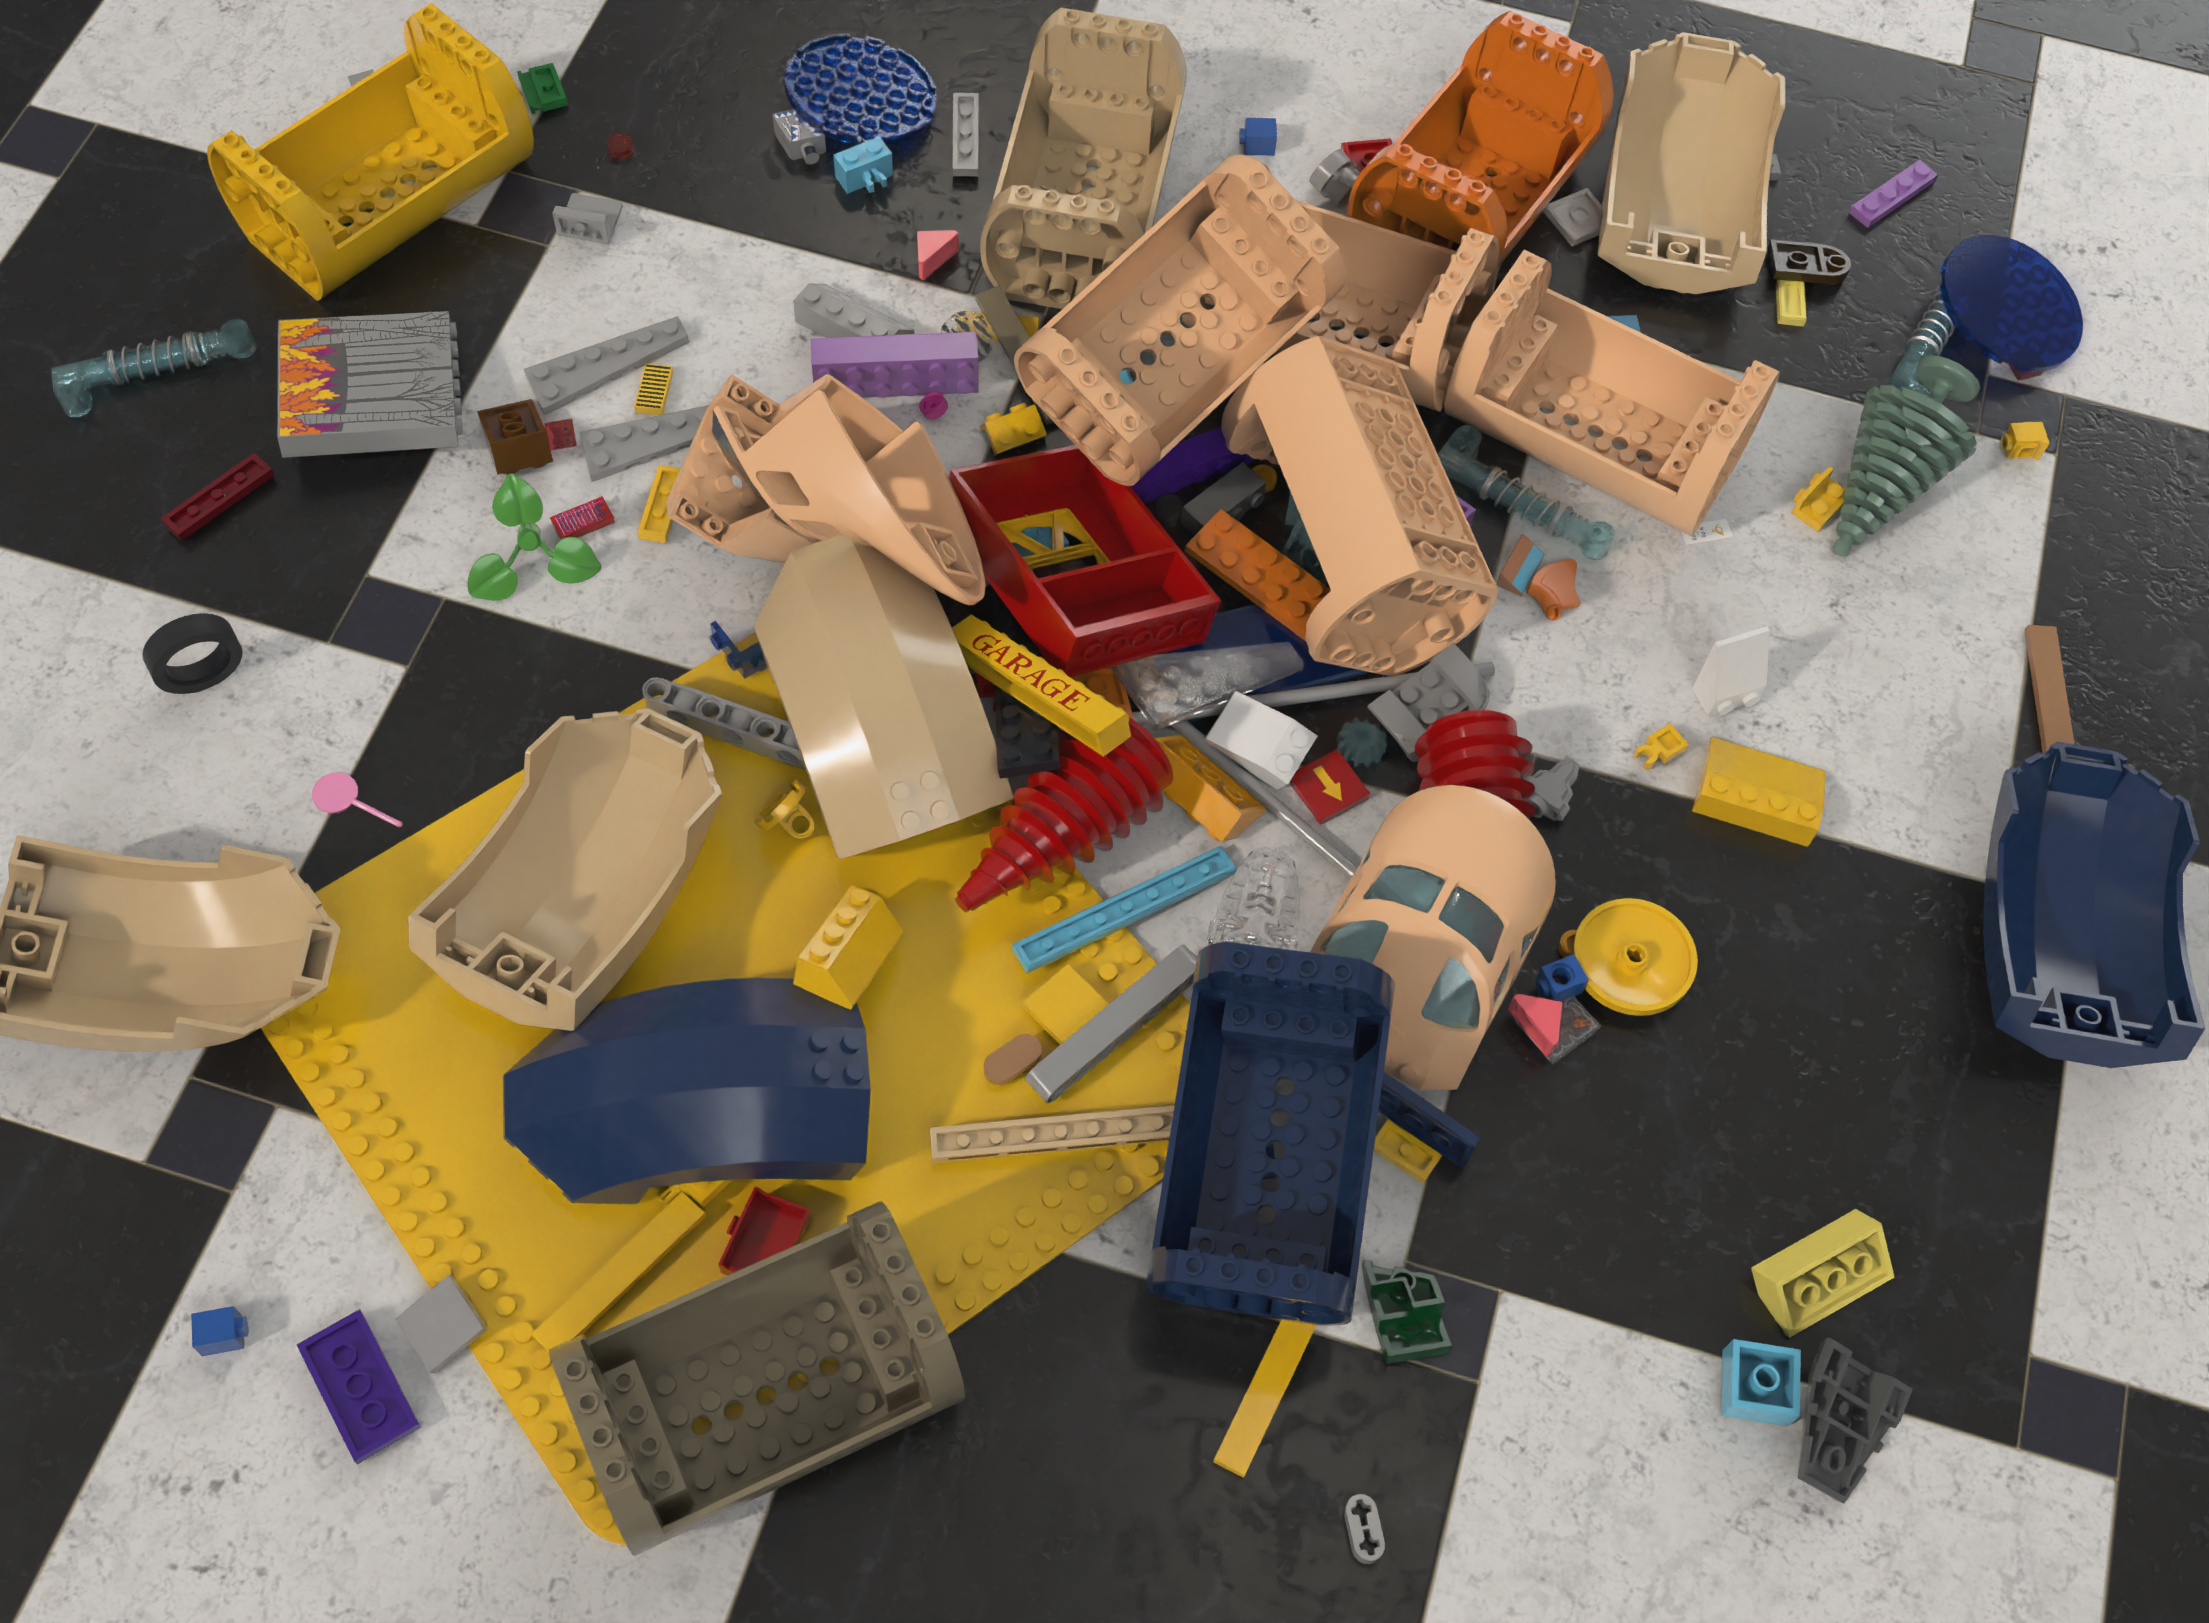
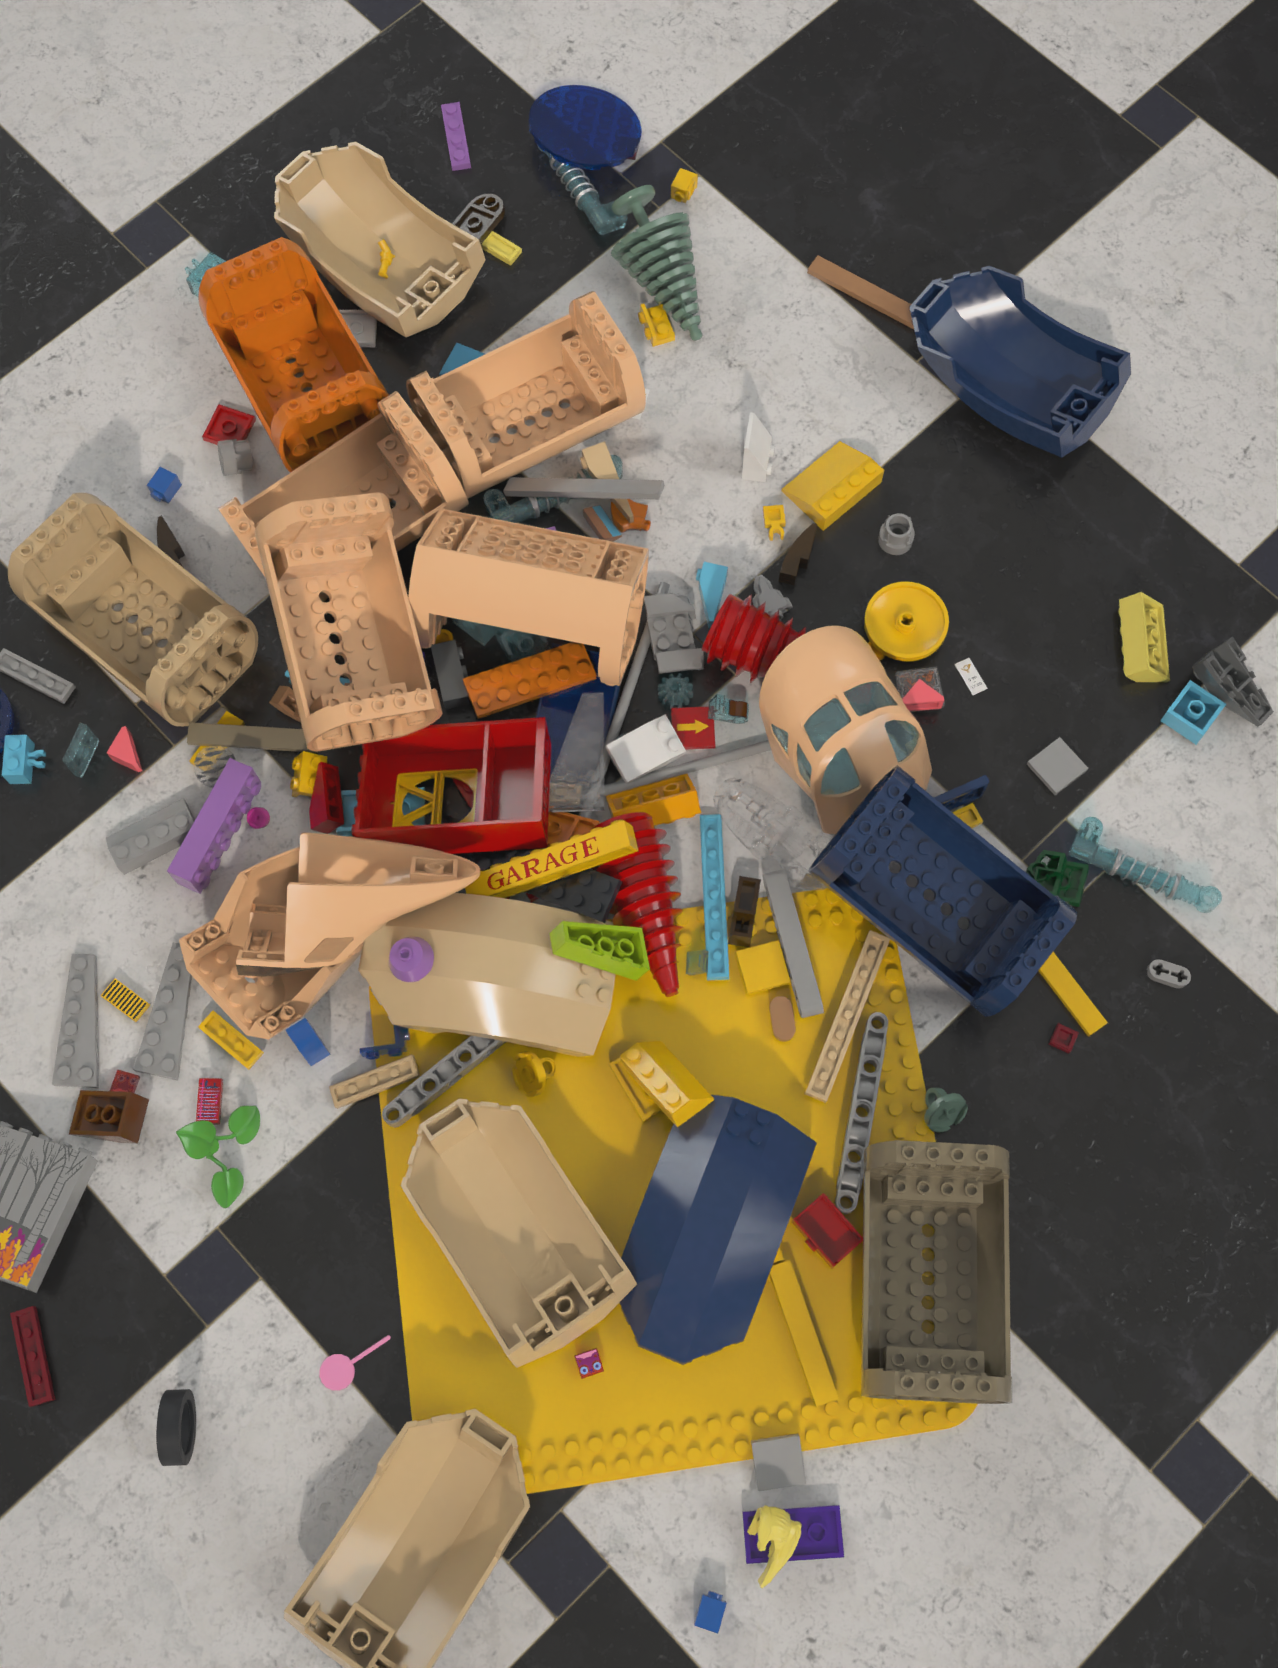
camera: 55 degrees left, 10 degrees up
(345, 1362) = (784, 1534): none -> light yellow hair
(464, 1045) = (589, 1363): none -> tile
(689, 661) = (374, 1081): none -> tan tile
(694, 566) = (308, 1042): none -> blue slope
(822, 578) = (411, 959): none -> medium lavender cone
(905, 208) = (80, 750): none -> clear light blue tile
(963, 780) = (602, 946): none -> lime wedge
(972, 1198) = (859, 1128): none -> light grey beam
(999, 1311) = (944, 1111): none -> sand green tile
(1001, 446) = (326, 800): none -> red slope
(1026, 925) = (697, 962): none -> clear light blue tile
(1123, 948) = (744, 911): none -> dark brown slope
(1188, 175) = (167, 541): none -> dark brown slope
(1190, 1428) = (1063, 1038): none -> dark red tile
(1372, 805) = (728, 710): none -> clear light blue leg
(1478, 1382) = (1137, 871): none -> clear light blue piece
(1533, 713) = (711, 587): none -> medium azure slope
(1542, 512) = (584, 488): none -> light grey tile
(1566, 1243) = (1057, 766): none -> light grey tile
(1567, 970) = (903, 663): blue brick -> none
(1584, 518) = (600, 466): none -> tan slope
(1618, 1078) = (970, 676): none -> white sticker
(1635, 793) = (798, 555): none -> dark brown slope
(1683, 199) = (386, 258): none -> yellow piece
(1746, 893) = (896, 534): none -> light grey piece

